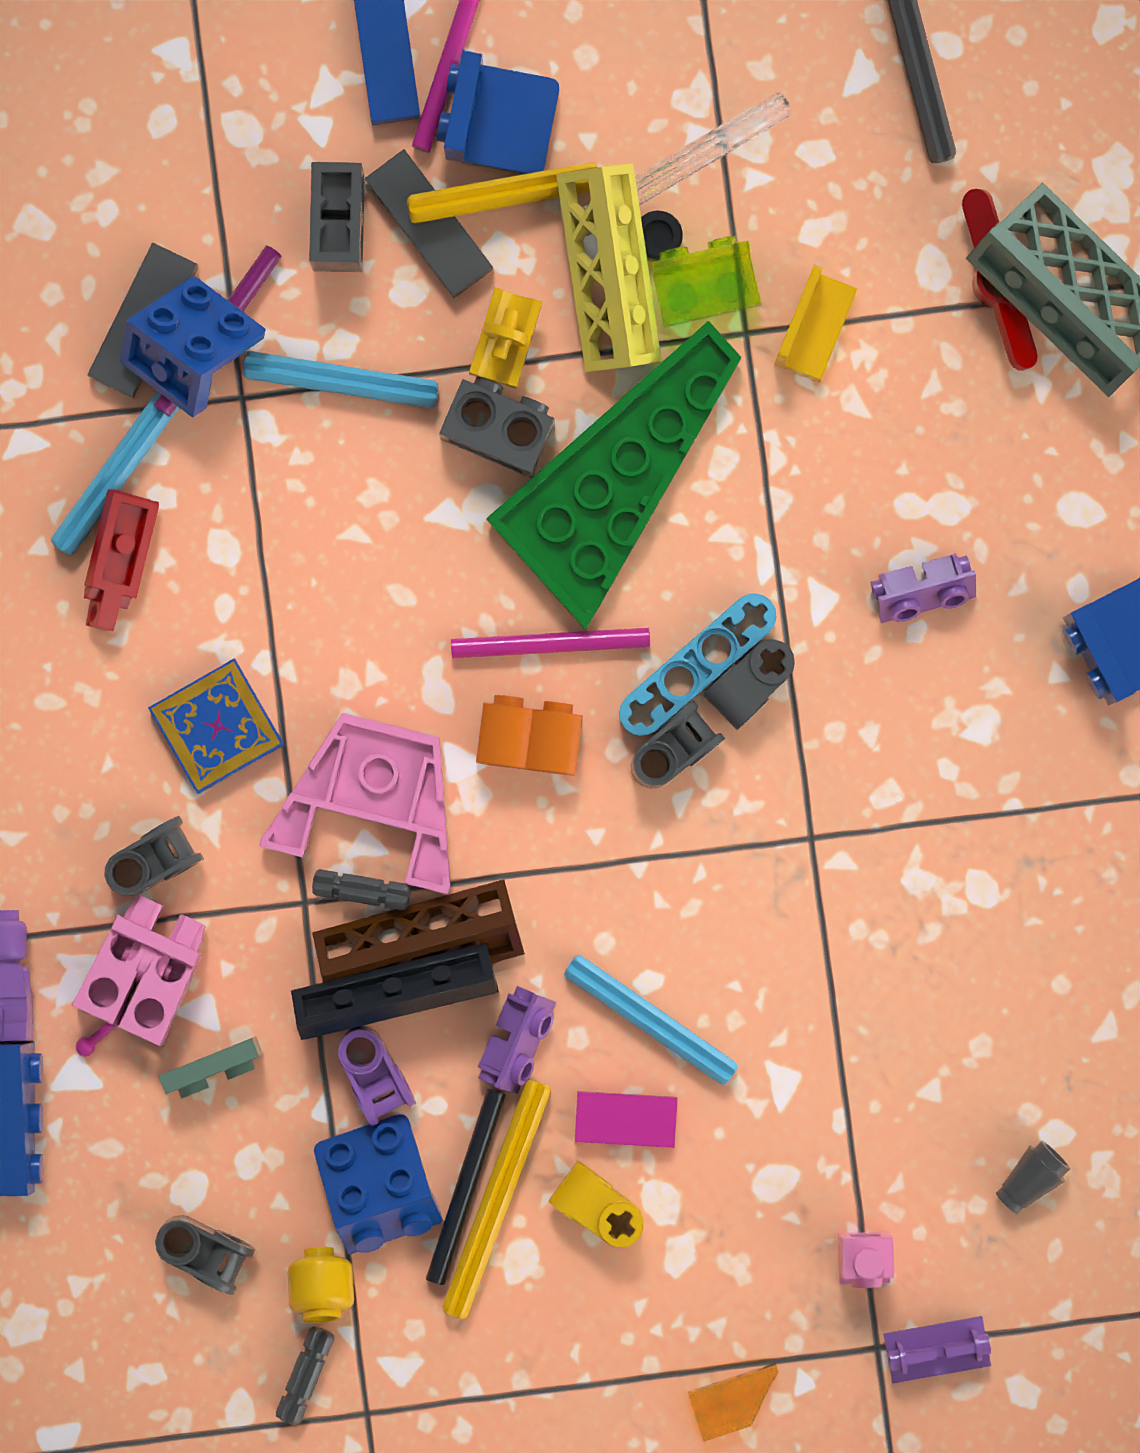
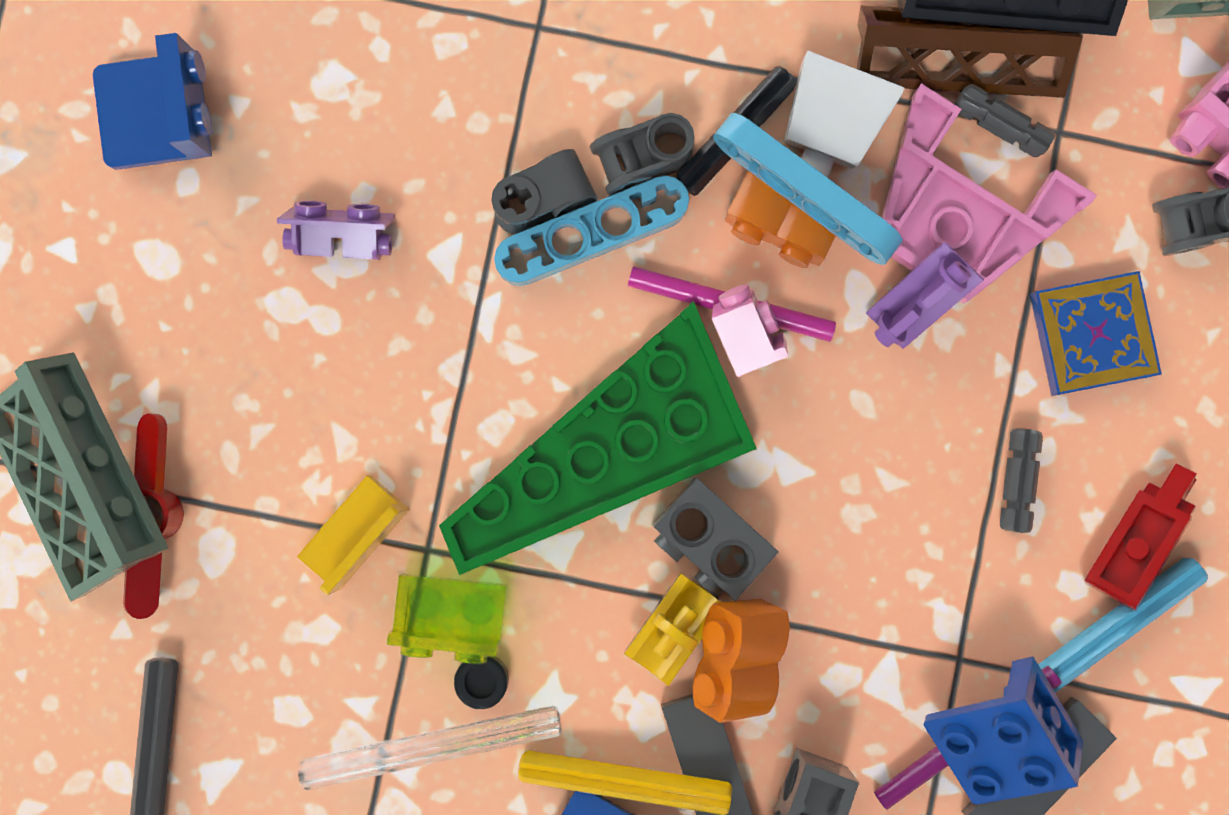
camera: 160 degrees left, 0 degrees up
(241, 572) = (1021, 480): none -> dark grey axle
(340, 379) = (861, 646): medium azure axle -> none
(385, 699) = (923, 296): none -> medium lavender hinge
(440, 330) = (740, 659): none -> orange brick
(515, 836) = (837, 112): none -> white torso
(521, 751) = (808, 189): none -> medium azure beam
(528, 617) = (747, 330): none -> brick
(598, 800) = (757, 109): none -> black axle
(617, 267) = (532, 664): light yellow fence -> none

